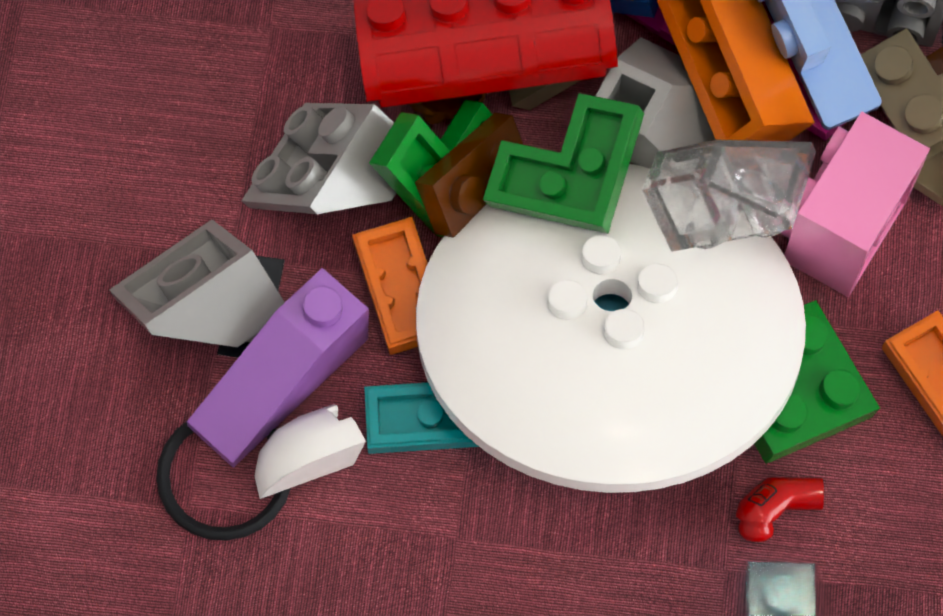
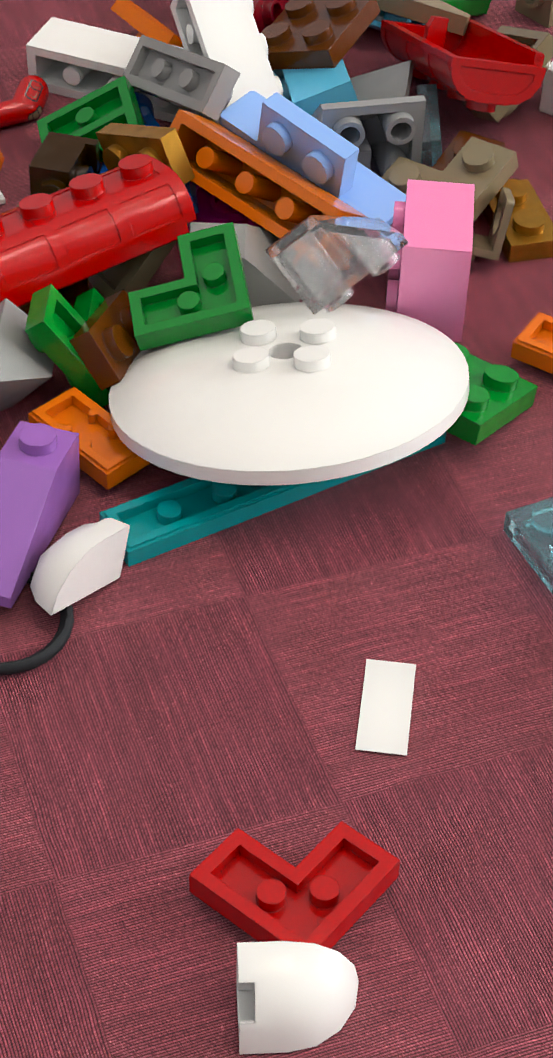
camera: 30 degrees left, 25 degrees down
(771, 499) = (496, 467): red arm -> none

